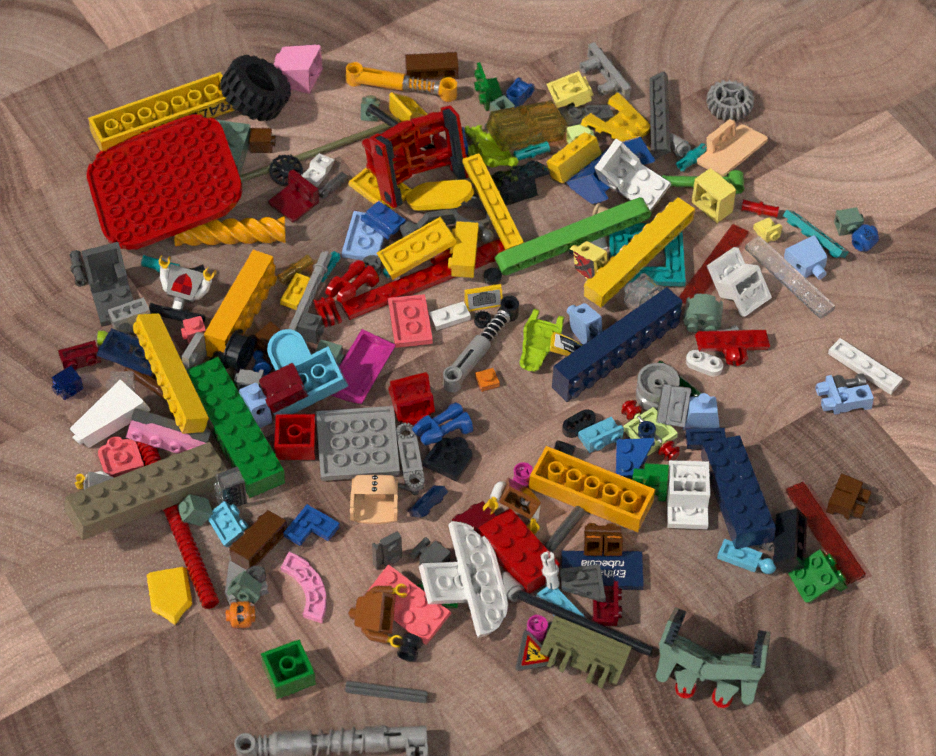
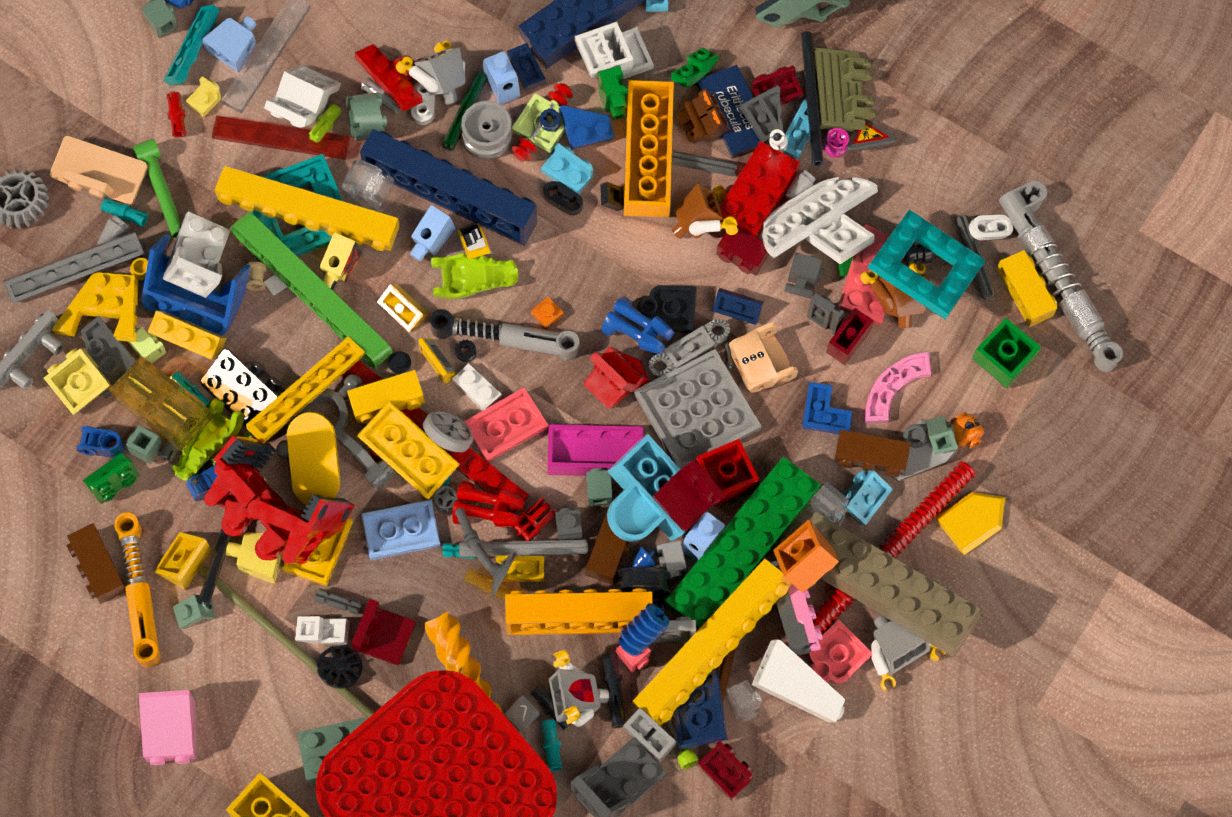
camera: 115 degrees left, 15 degrees up
(67, 383) = (771, 764): clear blue brick -> none
(192, 438) = (805, 556): none -> orange slope
(193, 259) = (522, 713): none -> light grey slope
(195, 510) = (871, 531): sand green brick -> none
(197, 328) = (643, 630): none -> blue piece
(255, 88) = (250, 766): black tyre -> none
(262, 140) = (304, 714): reddish brown brick -> none
(293, 264) = (473, 542): none -> dark grey dish
(337, 713) = (1027, 288): none -> yellow brick
(360, 562) = (849, 336): none -> dark red brick
(383, 220) = (373, 514): blue plate -> none
(404, 709) = (988, 227): none -> white plate
(417, 286) = (448, 431): none -> light grey wheel
(427, 637) = (937, 299): none -> teal plate
(522, 473) = (660, 219): dark pink wheel -> none
(537, 295) = (402, 307): none -> yellow slope
(653, 556) = (697, 66): none -> green slope
(673, 405) = (512, 98): flat silver plate -> none
(709, 288) = (325, 122): none -> lime axle
(713, 195) = (186, 160): light yellow brick -> none
(721, 372) = (438, 72): none -> light grey torso

